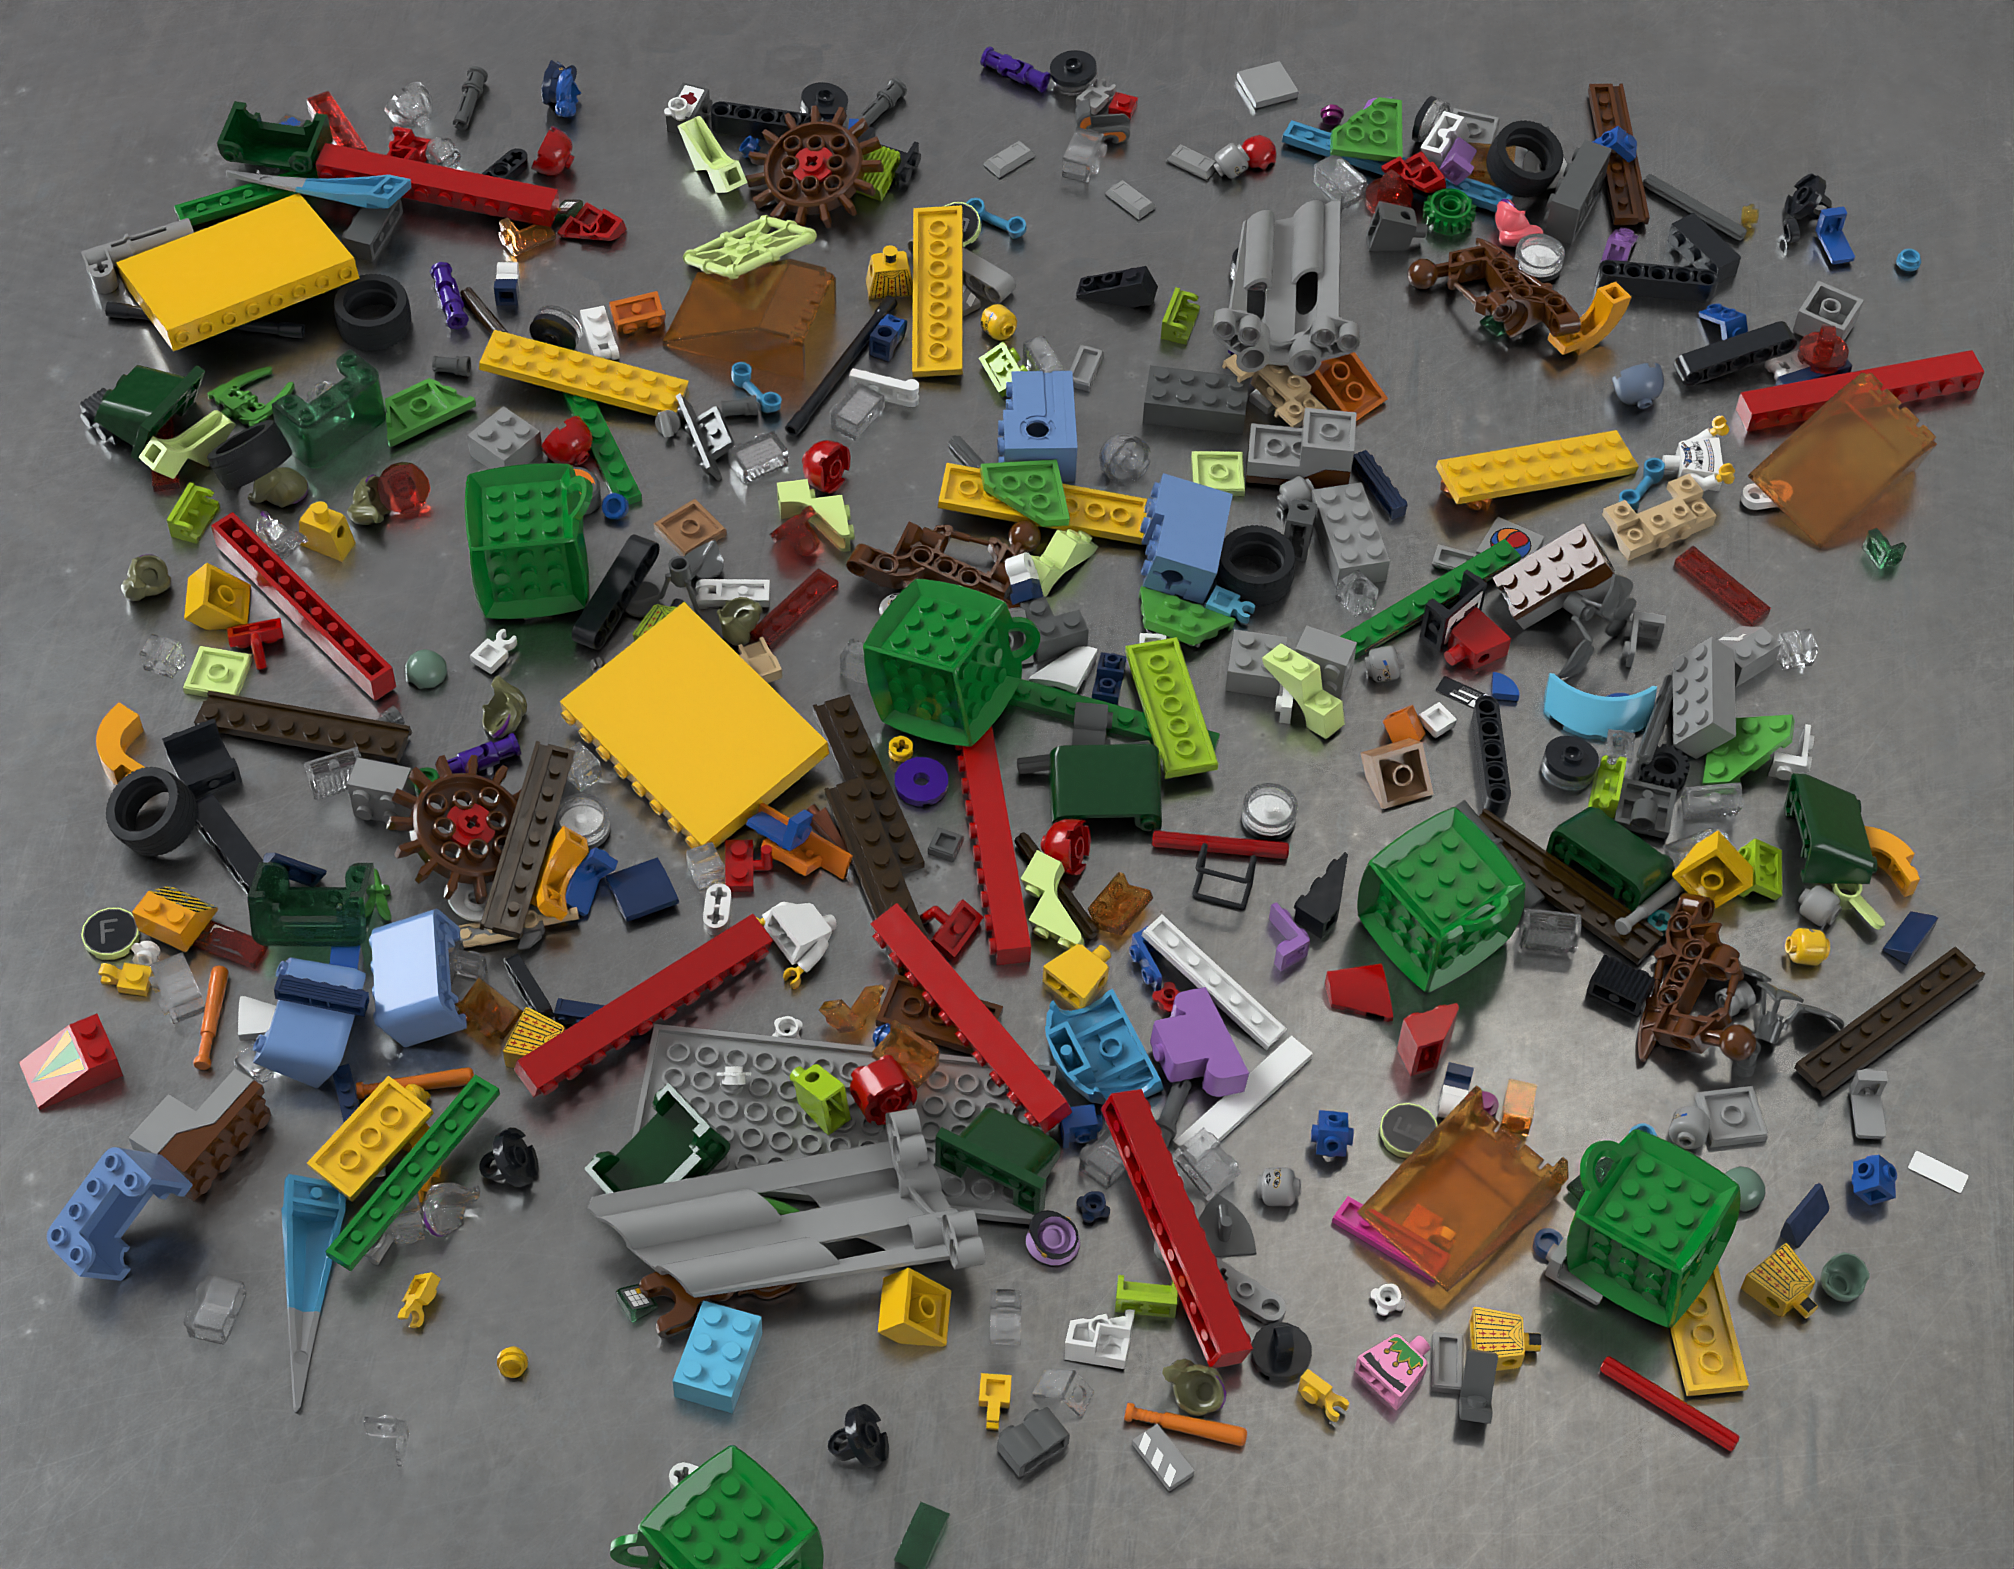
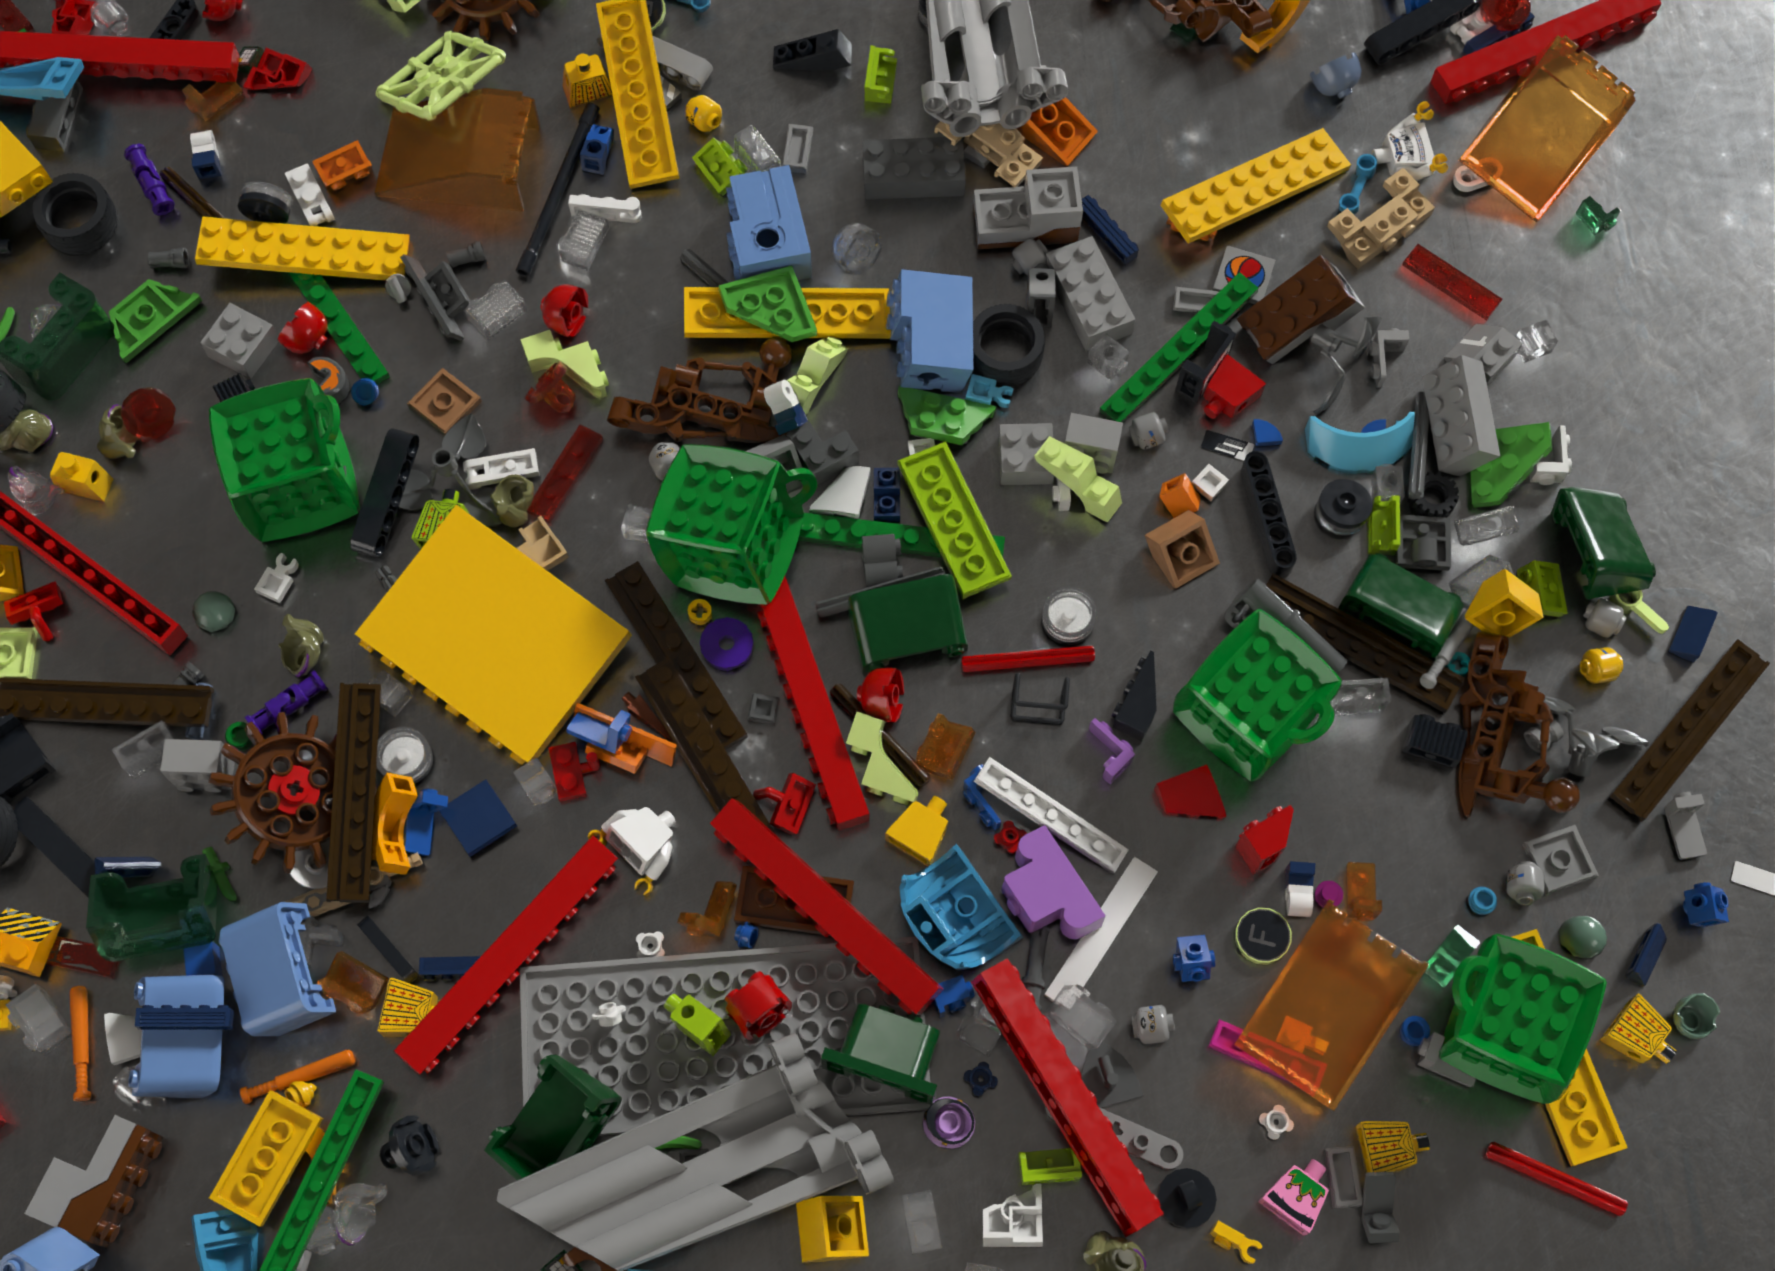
camera: 10 degrees left, 15 degrees up
(345, 1091) = (233, 1105): dark blue piece -> none
(712, 908) = (549, 825): white beam -> none
(741, 377) = (461, 220): dark azure bar -> none
(915, 1054) = (773, 957): clear orange bracket -> none
(1219, 470) = (949, 245): yellowish green tile -> none
(1894, 858) = (1665, 553): light orange arch -> none

